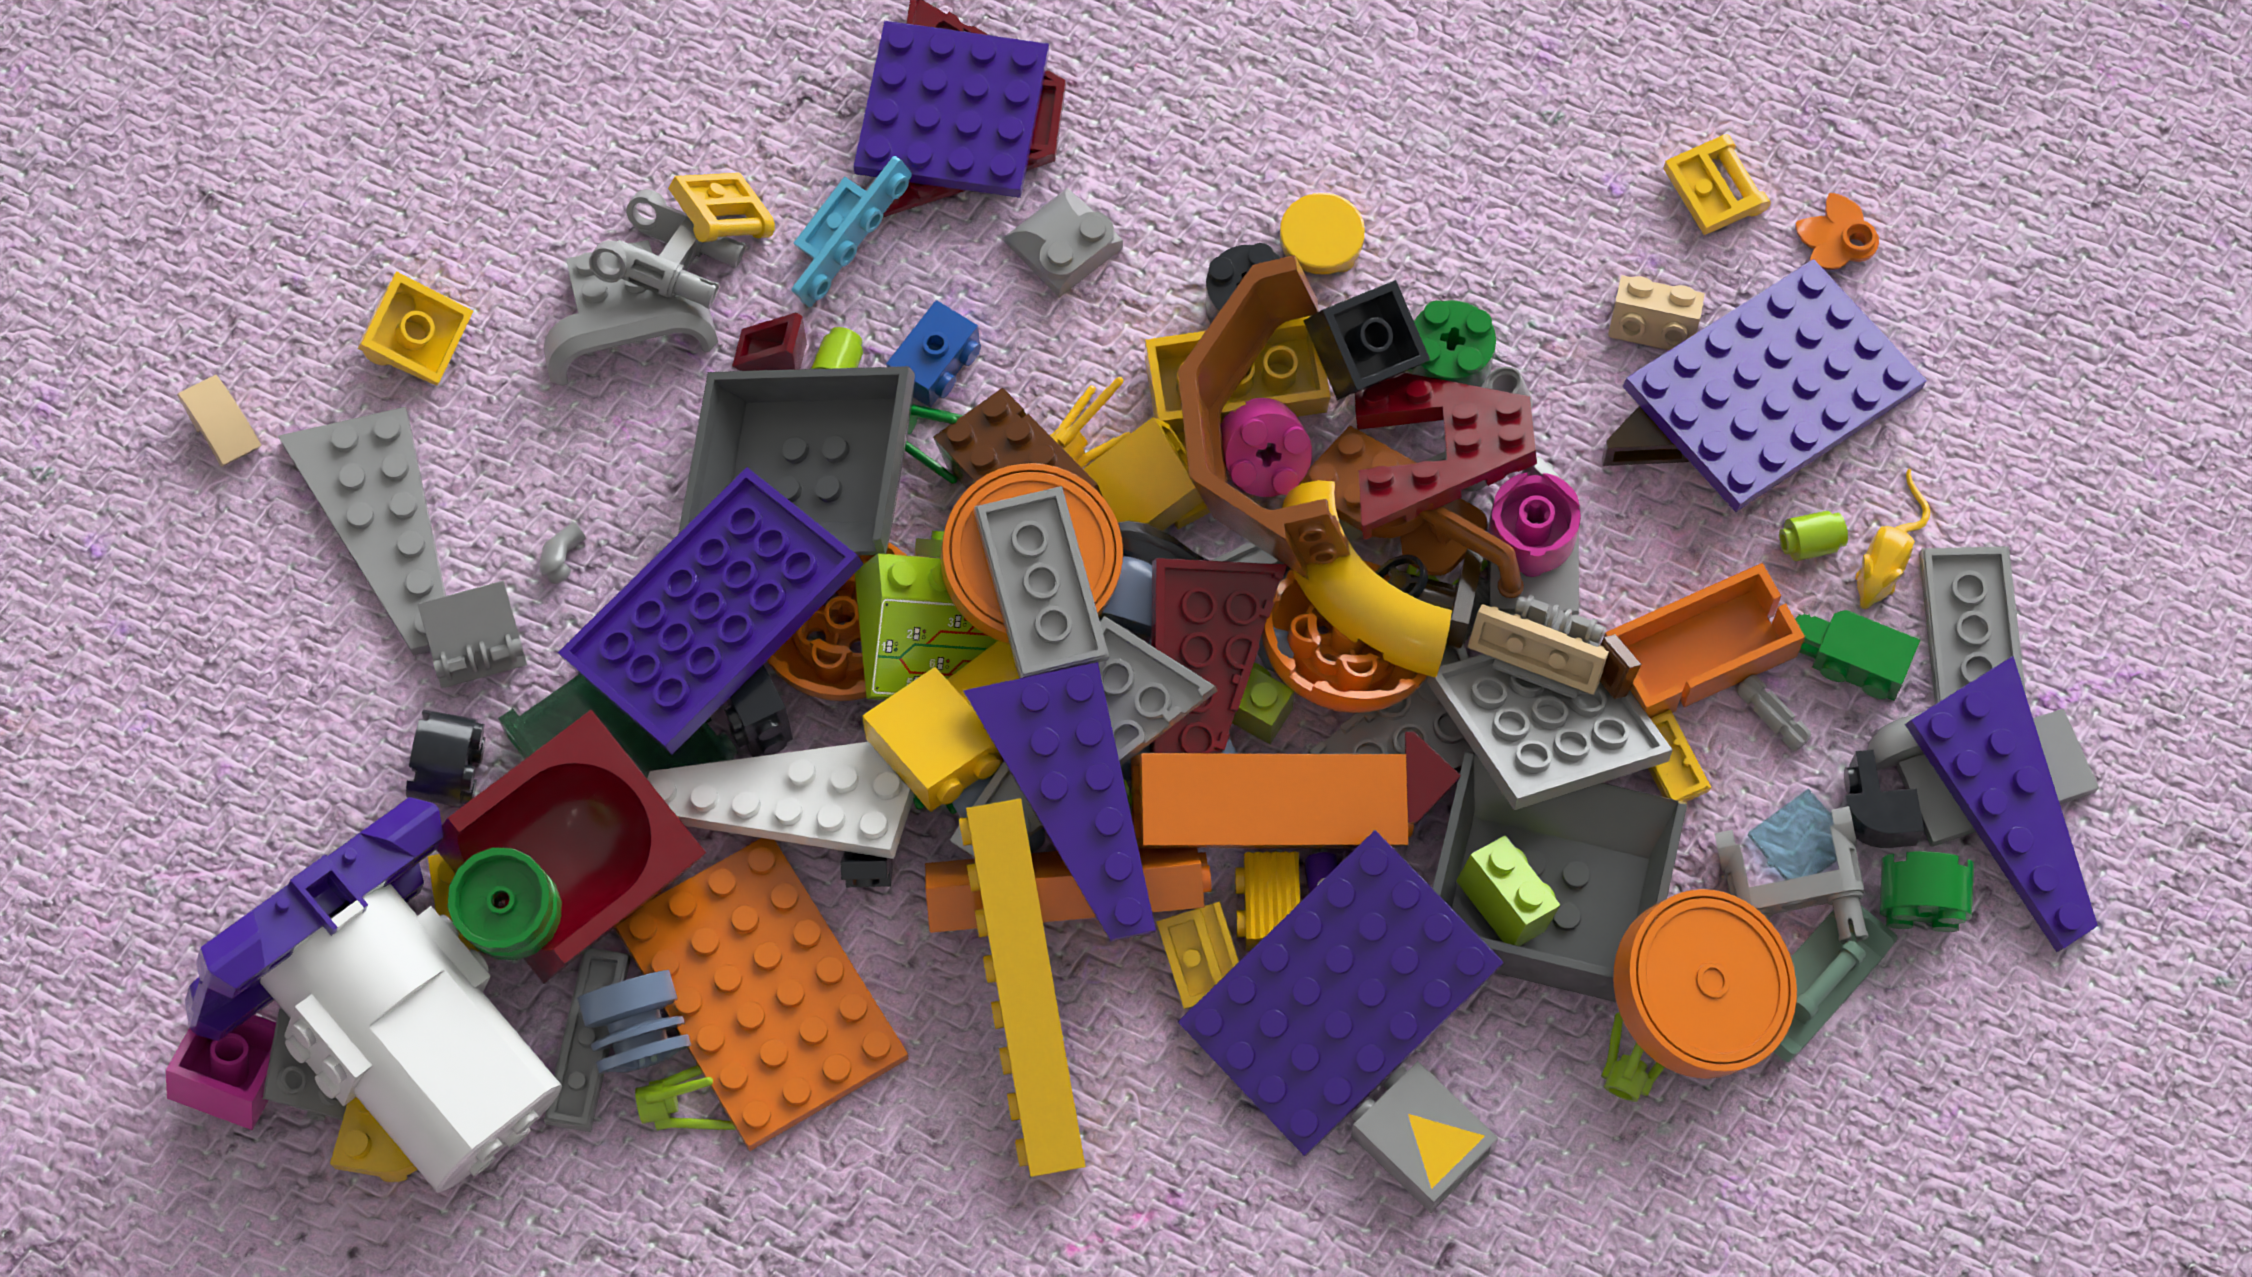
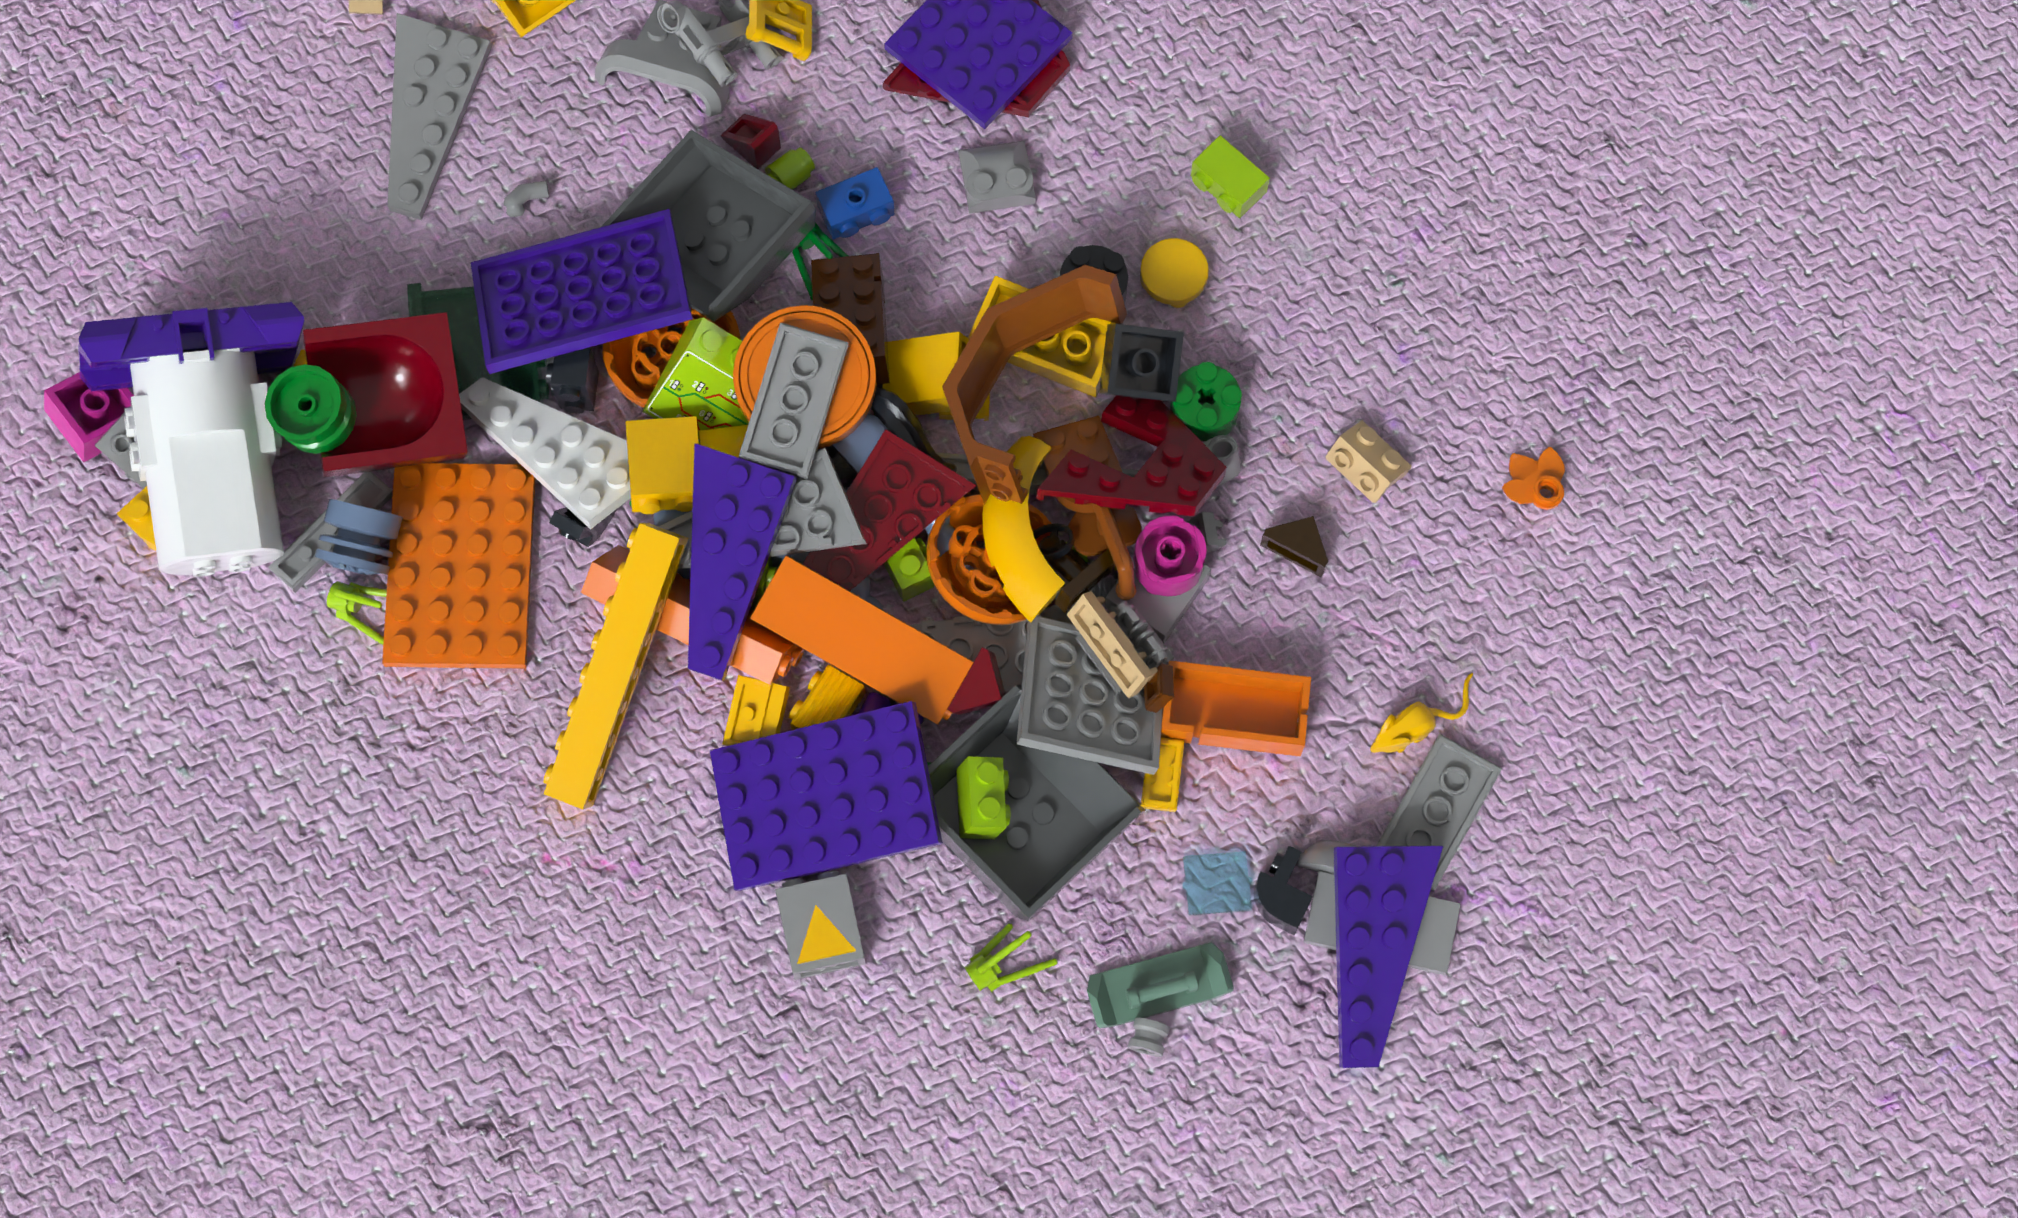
camera: 30 degrees right, 5 degrees up
(444, 758) = (356, 289): black brick -> none
(472, 634) = (430, 218): light grey hinge -> none
(842, 225) = (850, 81): medium azure bracket -> none
(1070, 437) = (902, 316): yellow plant -> none
(1275, 468) = (1016, 411): dark pink brick -> none
(1315, 102) = (1229, 177): none -> lime brick
(1705, 189) = (1462, 394): yellow plate -> none
(1705, 984) = (1068, 940): orange brick -> none
(1774, 384) = (1413, 558): plate -> none
(1774, 712) = (1257, 785): light grey axle -> none
(1813, 535) = (1369, 679): lime brick -> none
(1838, 888) = (1212, 931): light grey connector -> none
(1846, 1039) = (1148, 1037): none -> light grey wheel
(1858, 652) = (1342, 778): green hinge -> none
(1927, 890) = (1271, 969): green brick -> none

